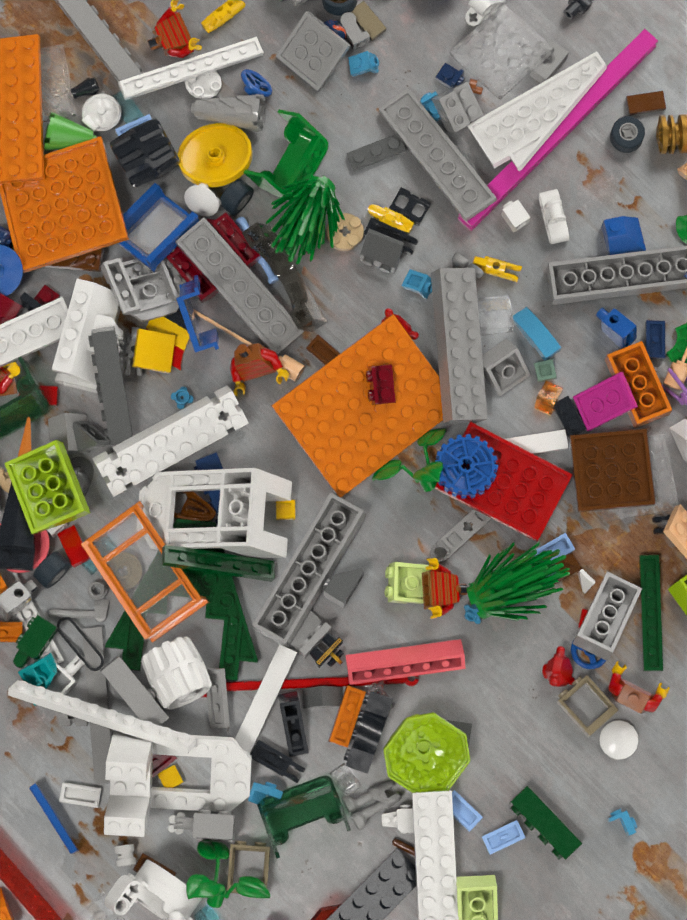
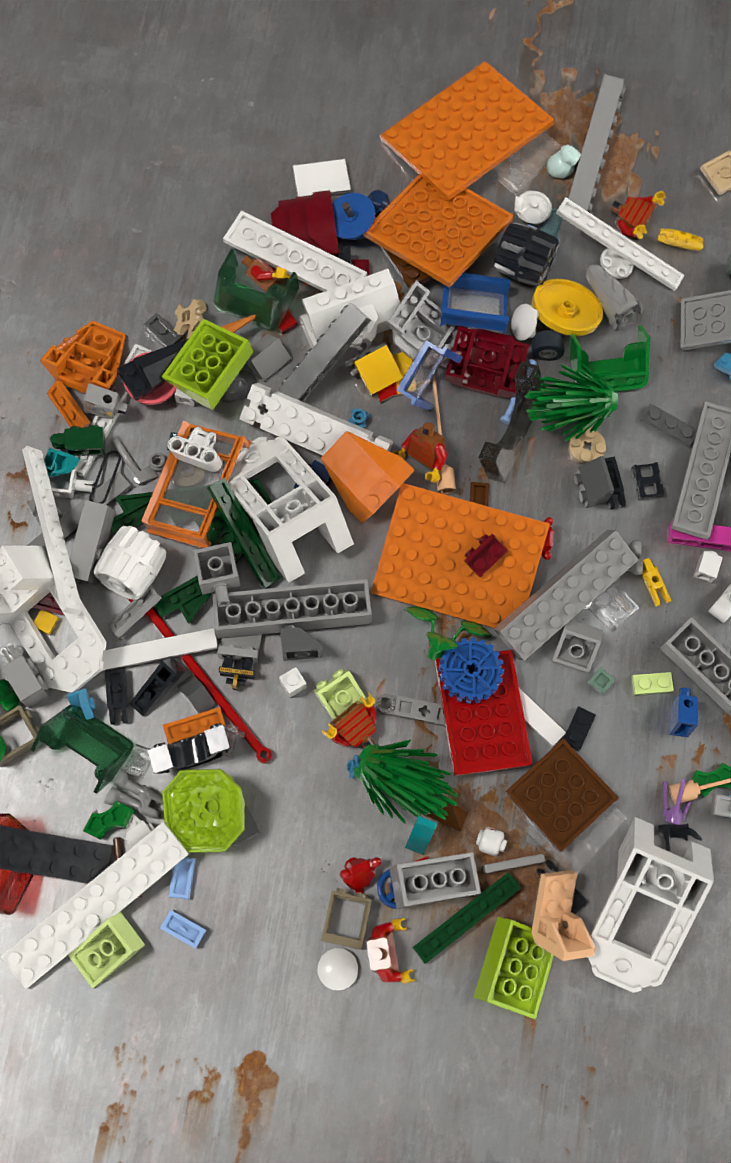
camera: 50 degrees right, 5 degrees down
(51, 569) = (147, 414): black wheel -> none
(64, 133) = (495, 189): bright green cone -> none
(72, 545) = (182, 412): red tile -> none
(79, 55) = (563, 162): none -> light aqua hair
(86, 88) = (542, 184): black cone -> none
(88, 436) = (273, 369): dark grey slope -> none
(114, 543) = (200, 442): none -> white piece
(195, 508) = (276, 486): reddish brown animal -> none
(236, 607) = (217, 571): none -> light grey brick
(239, 286) = (478, 395): light grey plate -> none
(241, 429) = (364, 473): none -> orange wedge
(255, 84) = (646, 298): blue piece -> none
(285, 510) = (329, 558): yellow tile -> none
(369, 613) = (292, 682): none -> white brick
(377, 829) = (114, 817): none -> green tile
(391, 218) = (626, 472): yellow hinge -> none
(405, 661) = (273, 739): coral brick -> none
(418, 283) = (591, 529): dark azure bracket -> none
(536, 334) = (626, 652): dark azure slope -> none
(545, 823) = (219, 957): dark green brick -> none
(548, 397) = (581, 699): clear orange bracket -> none
(562, 543) = (466, 800): light blue plate -> none
(566, 601) = (421, 835): none -> teal tile
(575, 332) = (652, 683): none -> yellowish green plate
(585, 581) = (452, 842): white slope -> none
(605, 401) = (614, 747): dark pink tile -> none
(607, 550) = (491, 841): none -> white head
(629, 824) = (270, 1030): dark azure bracket -> none
(636, 547) = (514, 863): none -> light grey tile
(643, 383) = (650, 765): orange brick -> none
(655, 339) = (699, 753): dark blue plate -> none

